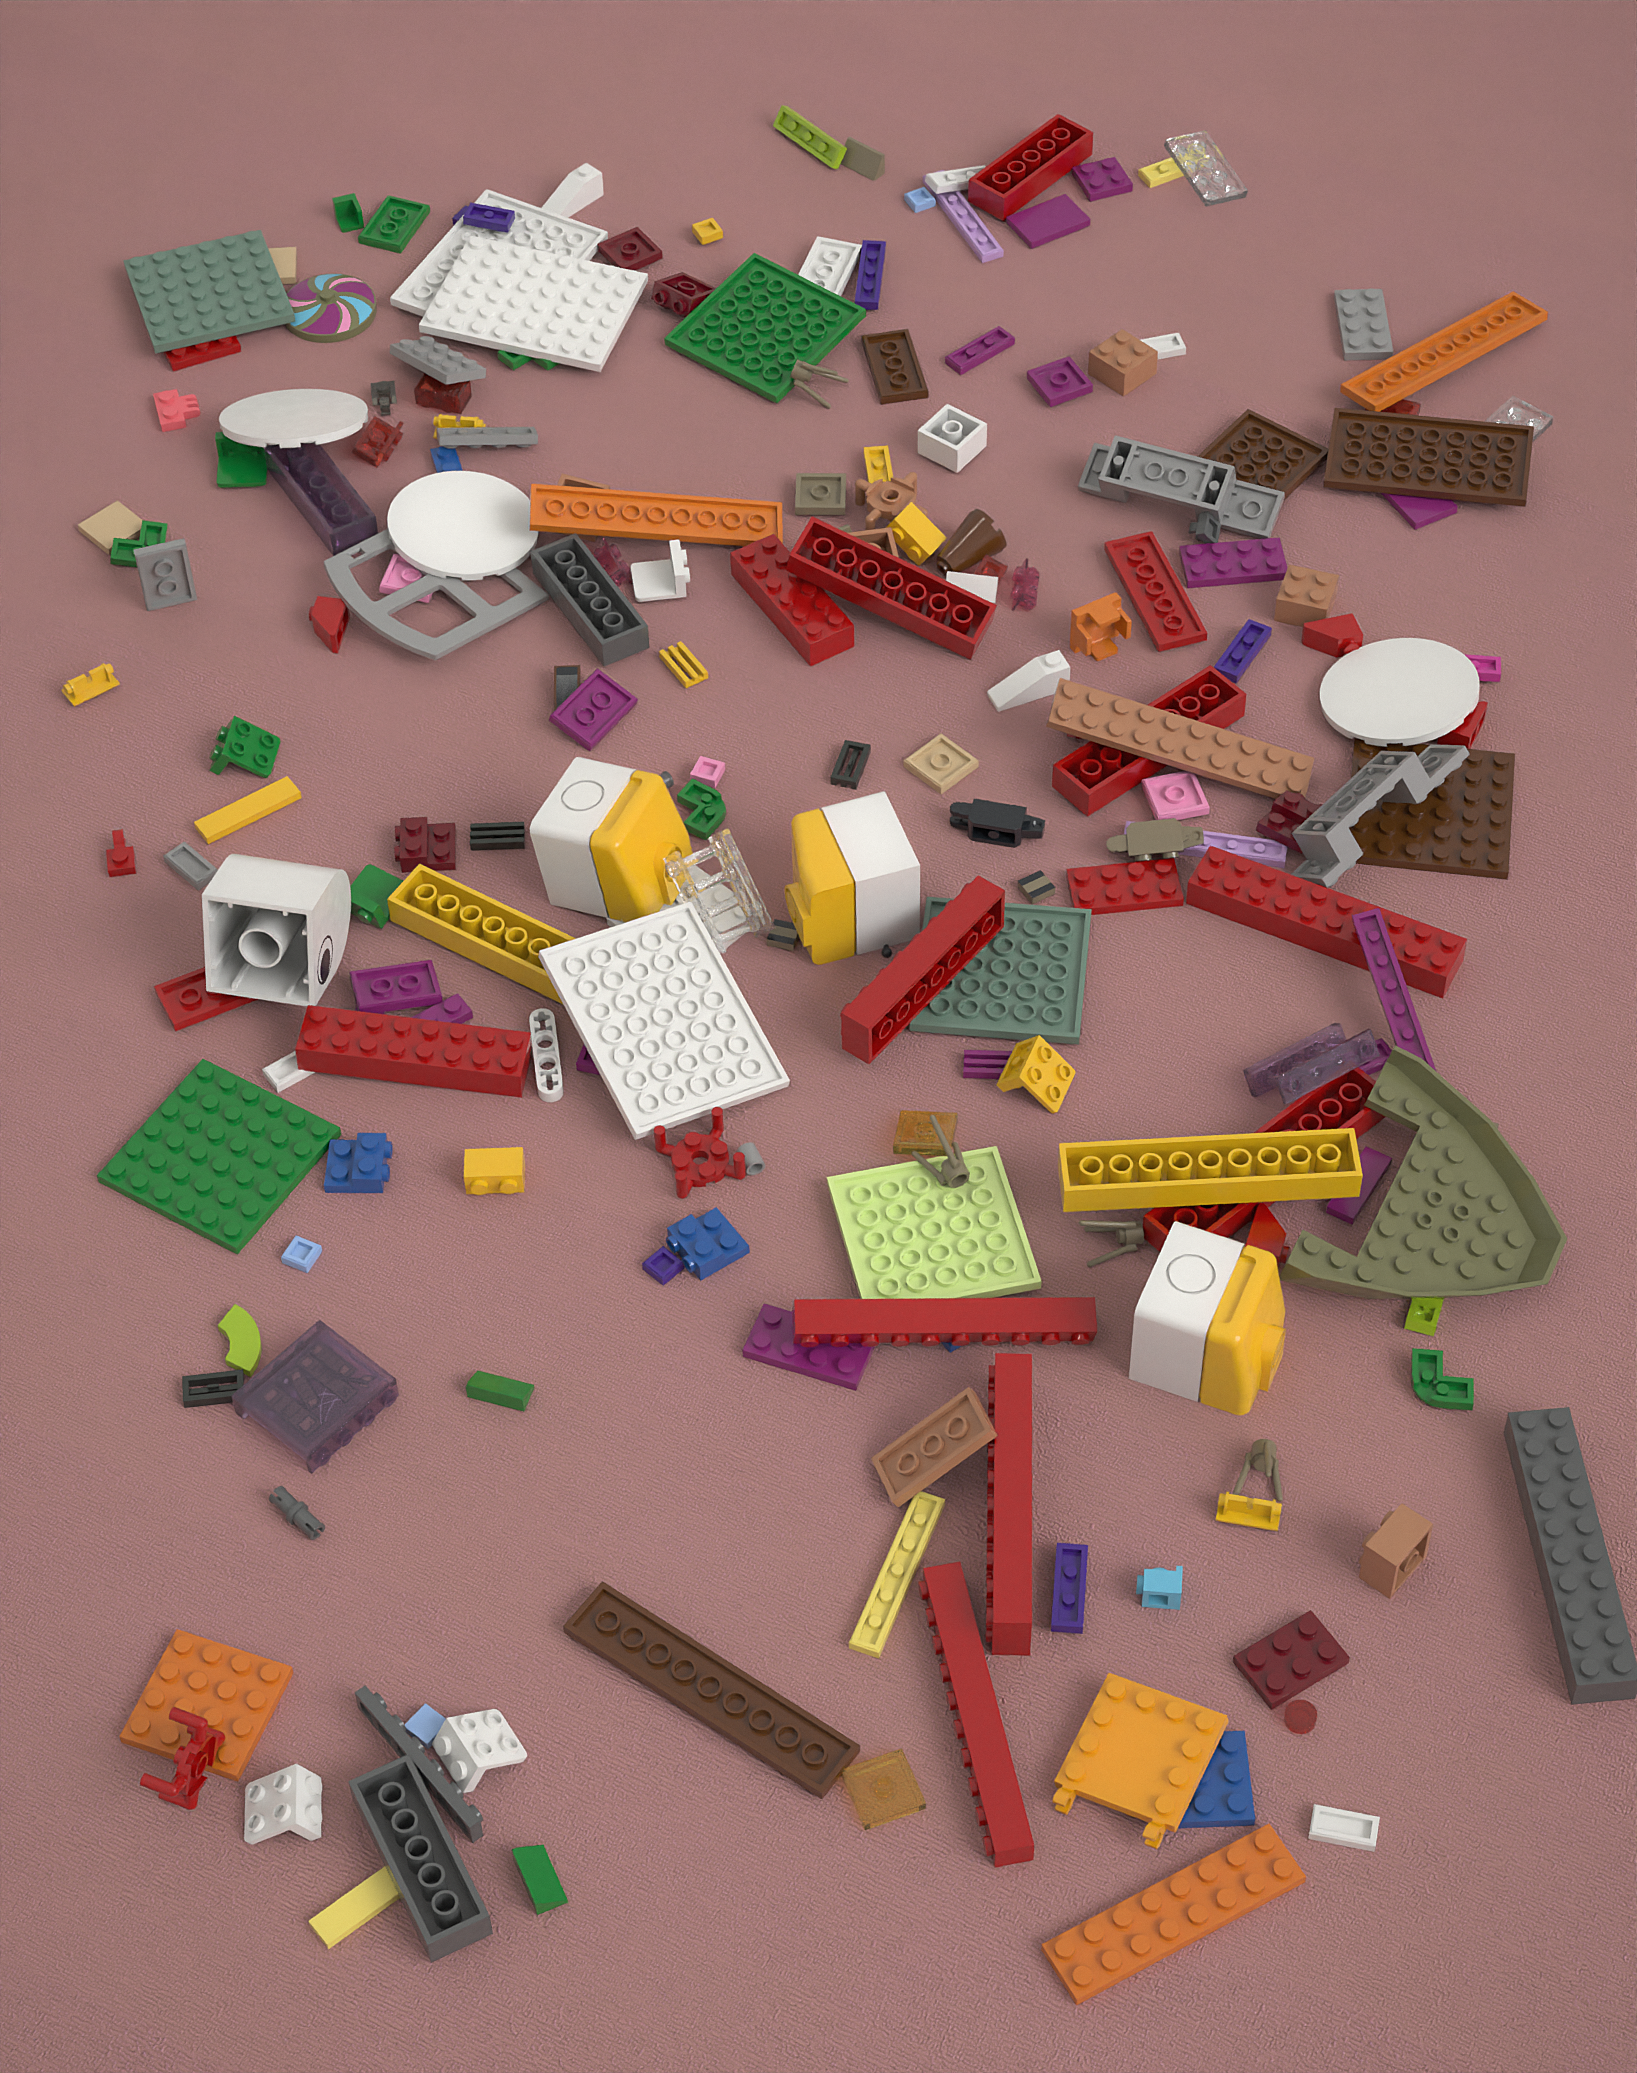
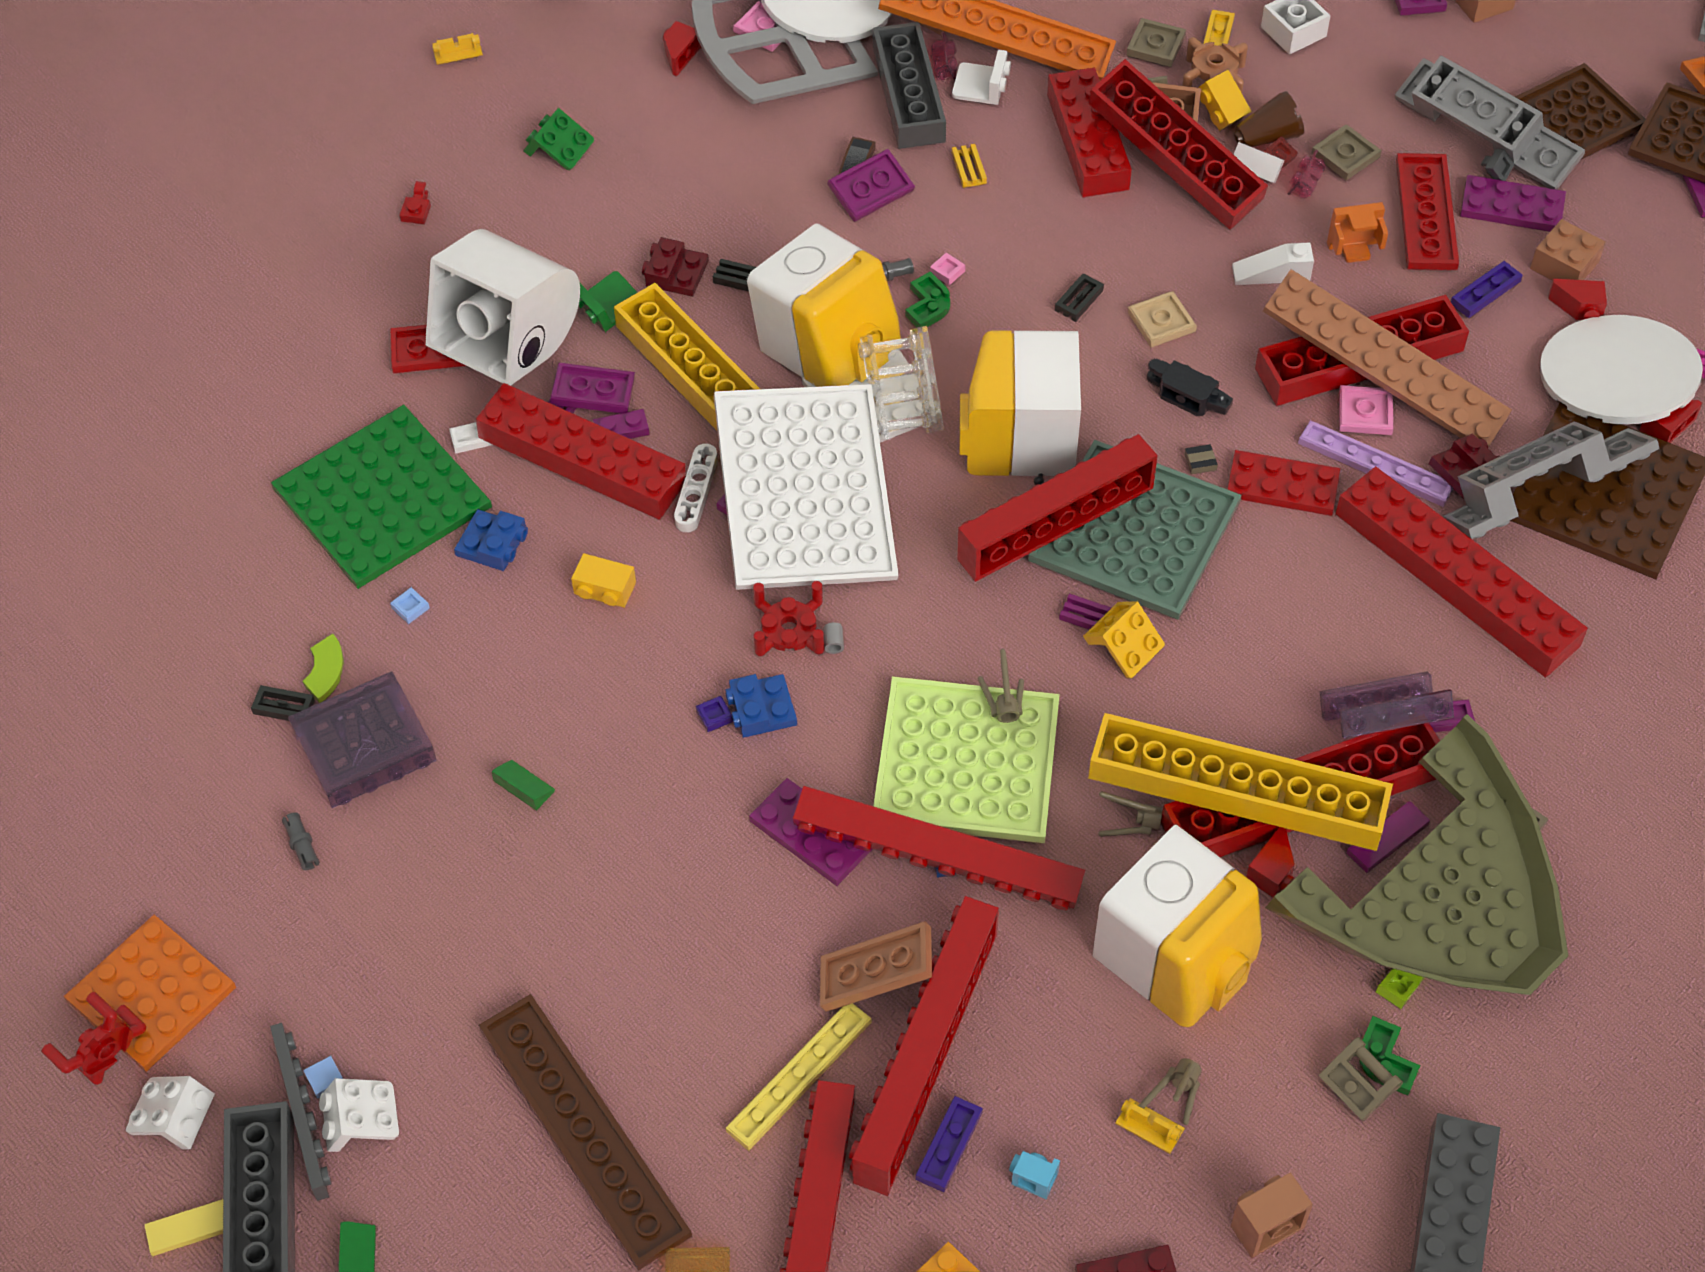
camera: 20 degrees right, 5 degrees up
(190, 865) = (466, 222): light grey tile -> none
(247, 810) = (539, 194): yellow tile -> none
(783, 936) = (948, 438): tile -> none
(918, 1134) = (987, 661): clear yellow plate -> none
(1054, 553) = (1346, 152): none -> dark tan plate
(1156, 838) = (1328, 444): dark tan hinge -> none
(1390, 984) = (1493, 658): magenta plate -> none
(1419, 1416) = (1353, 1086): none -> dark tan plate

